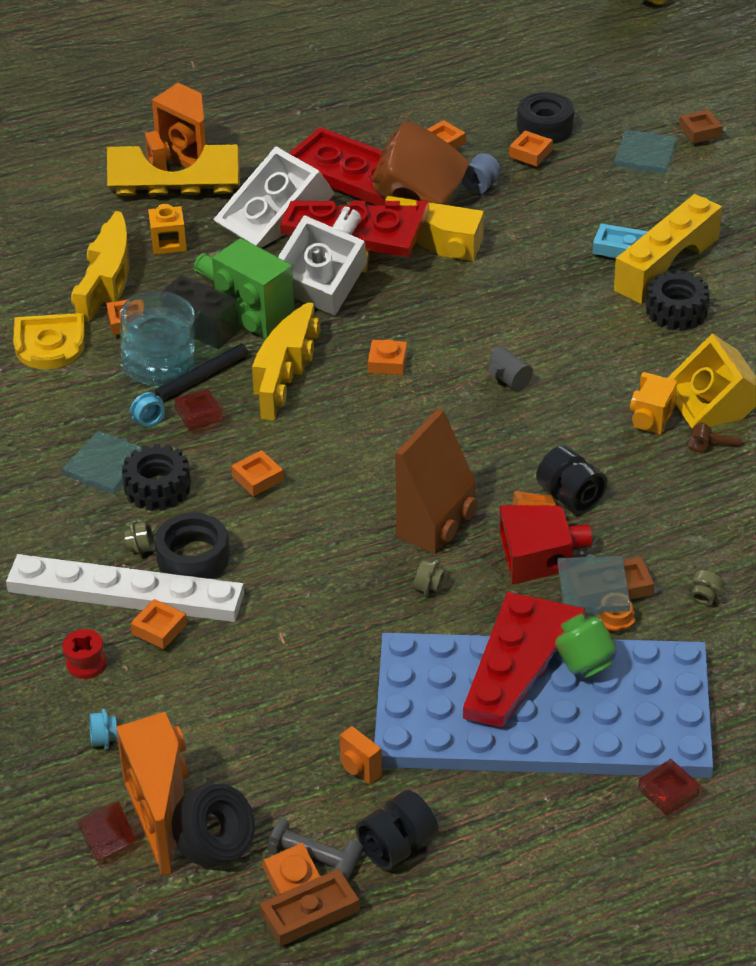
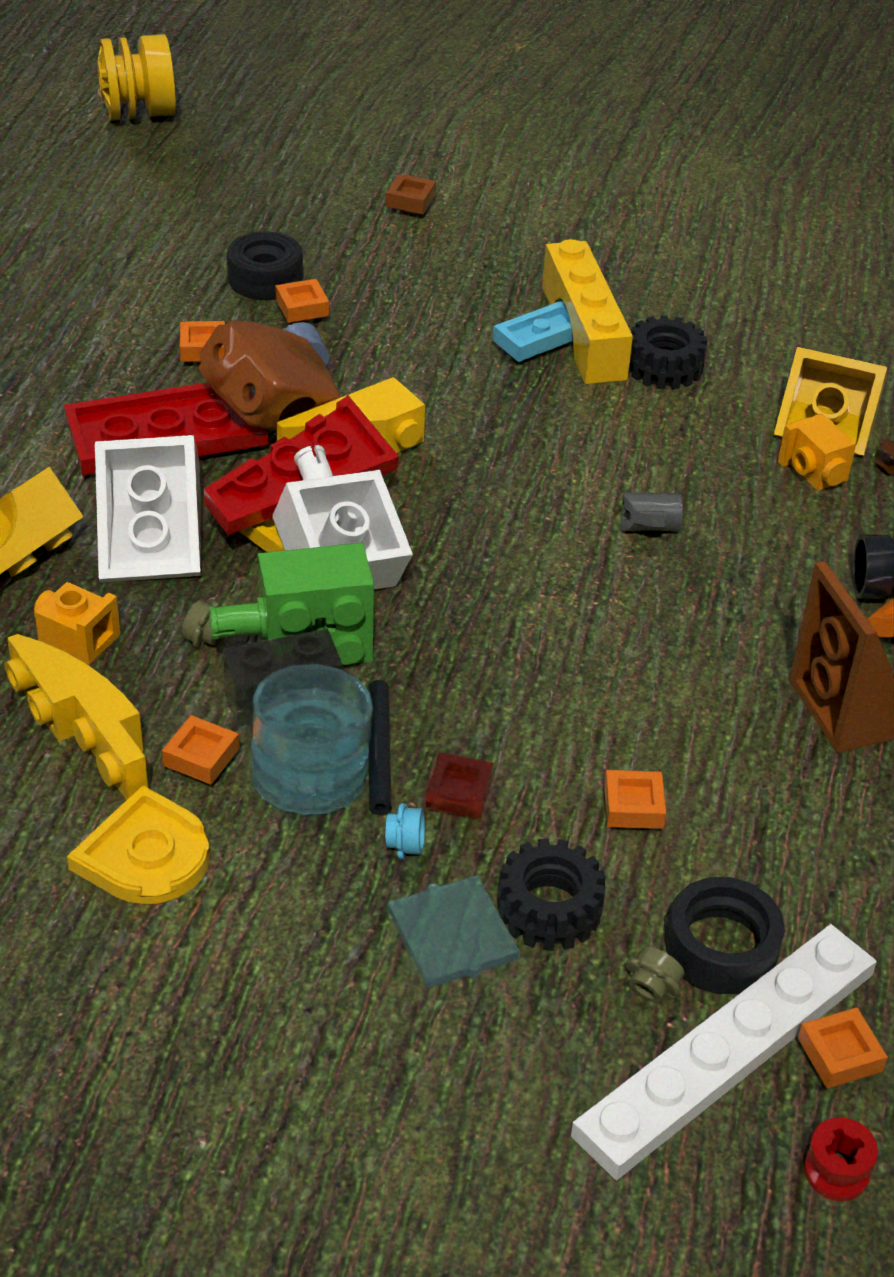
camera: 55 degrees left, 0 degrees up
(282, 356) = (449, 672): yellow slope -> none
(387, 357) = (524, 586): orange plate -> none
(645, 151) = (393, 246): clear light blue piece -> none

